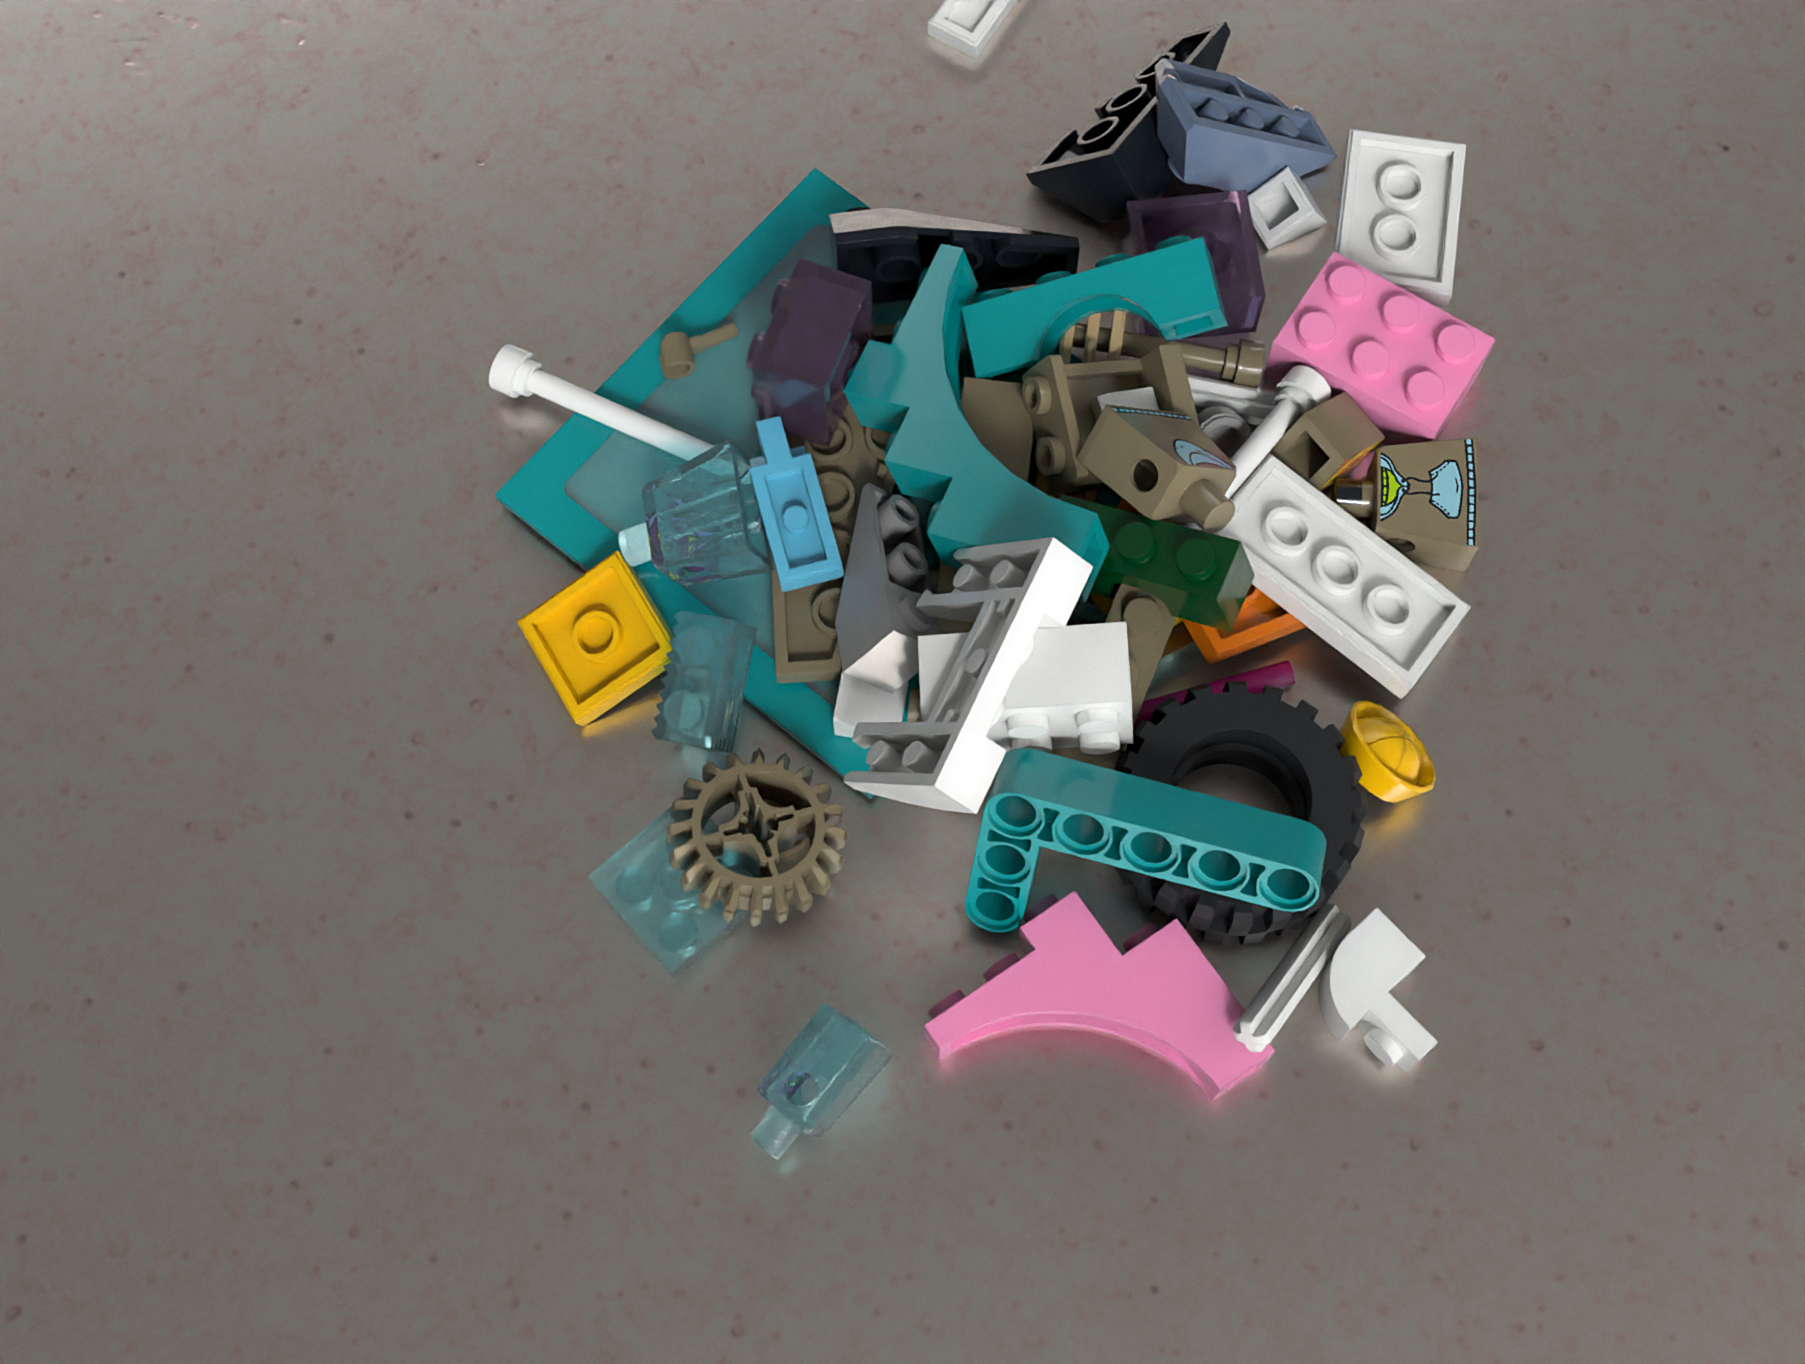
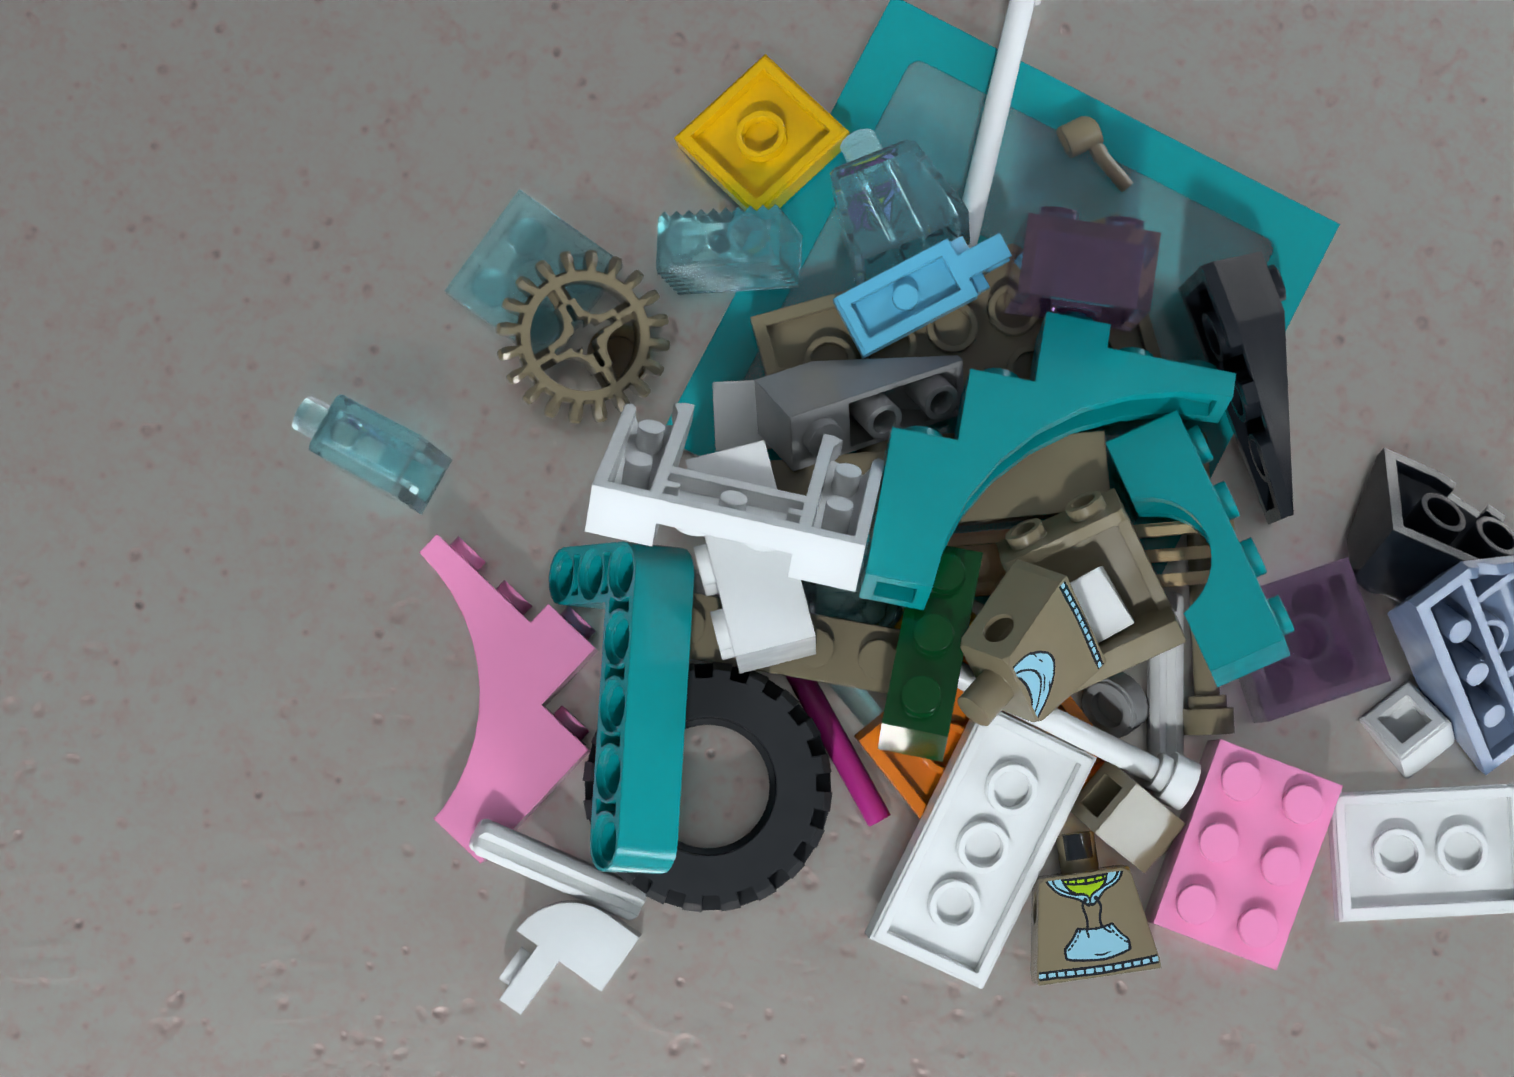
camera: 70 degrees right, 15 degrees up
(1387, 752) = (804, 925): yellow hat -> none

